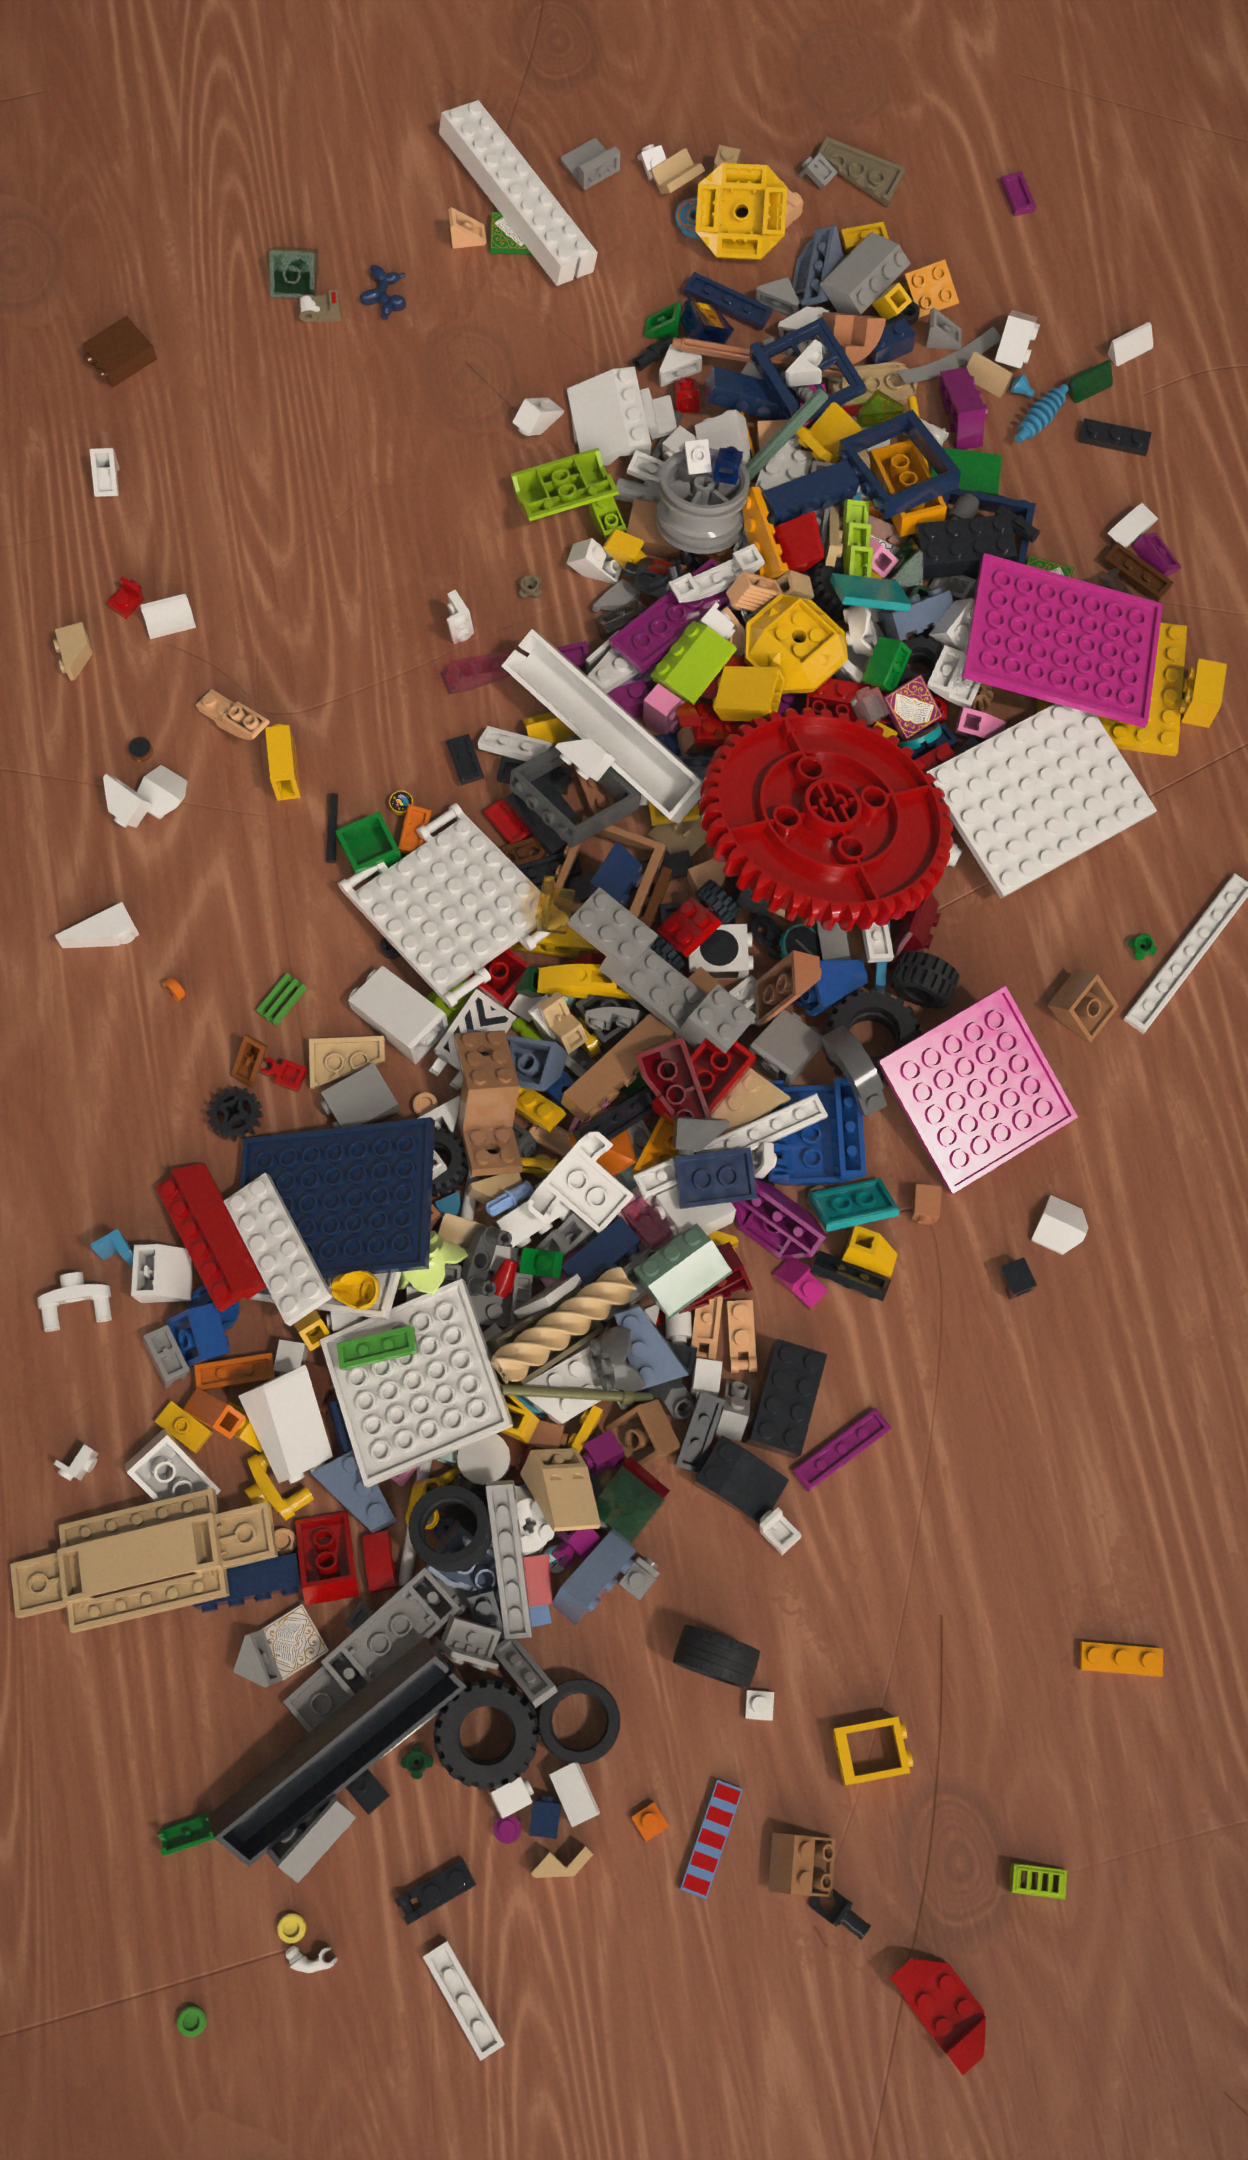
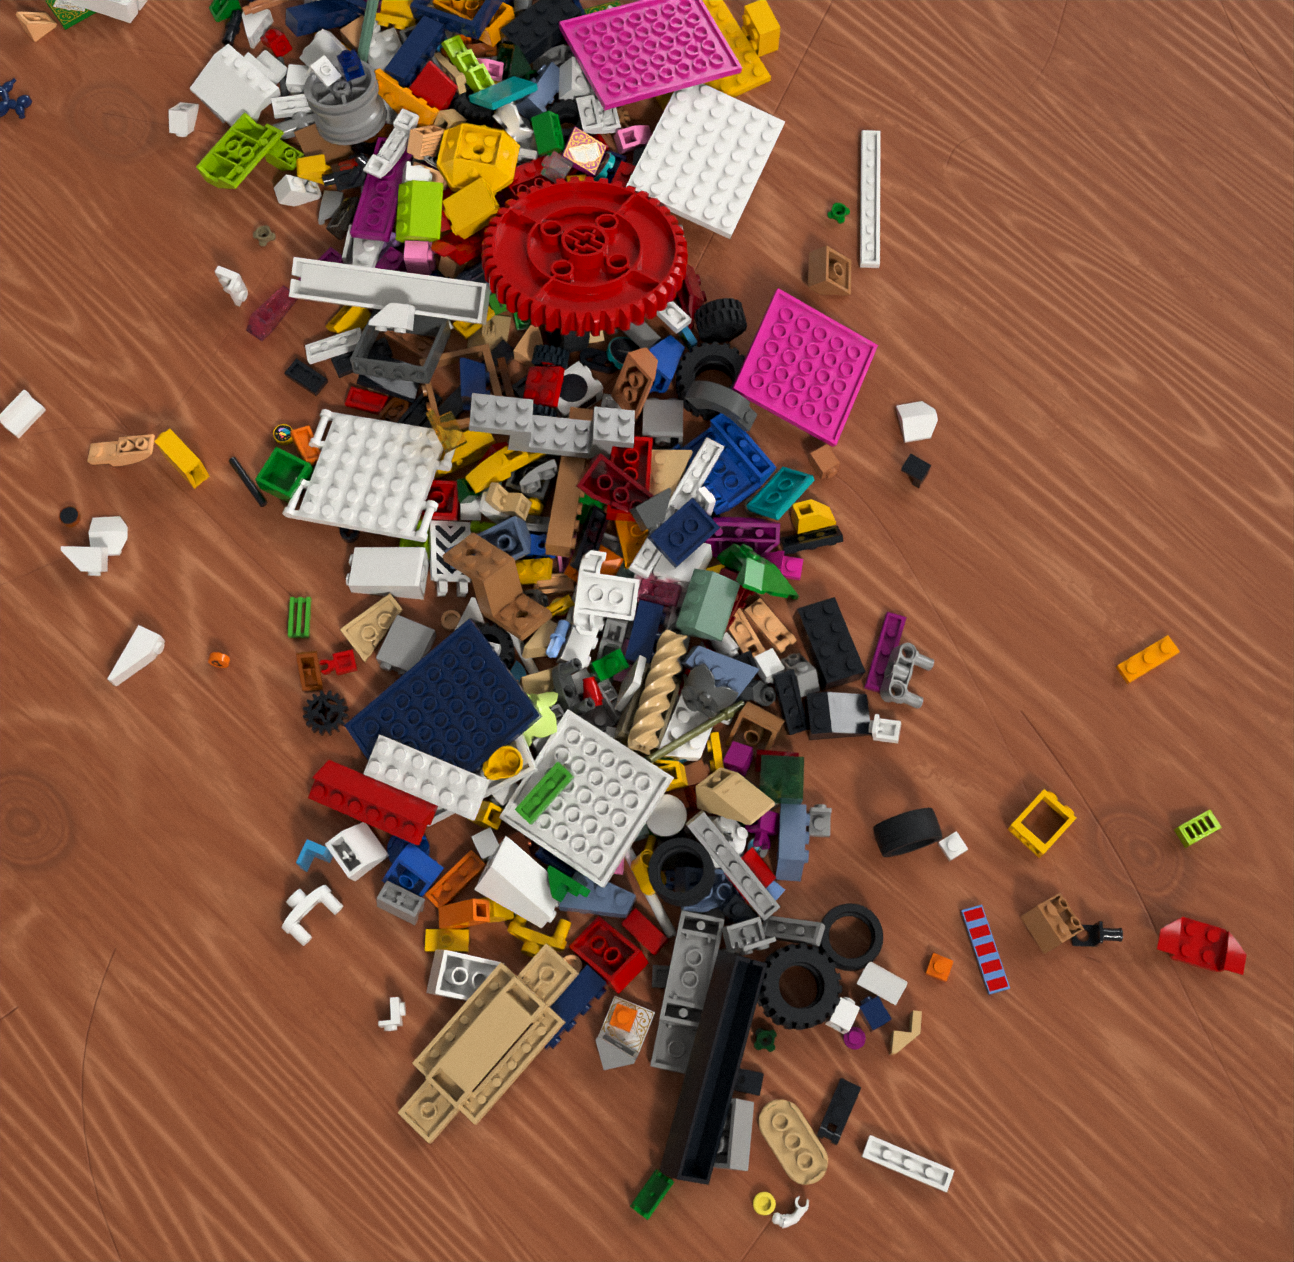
camera: 35 degrees left, 0 degrees up
(292, 1633) = (623, 1018): none -> orange plate
(329, 1454) = (561, 884): none -> green slope
(367, 1888) = (793, 1142): none -> tan tile
(762, 1273) = (756, 572): none -> green wedge
(837, 1482) = (899, 672): none -> light grey piece

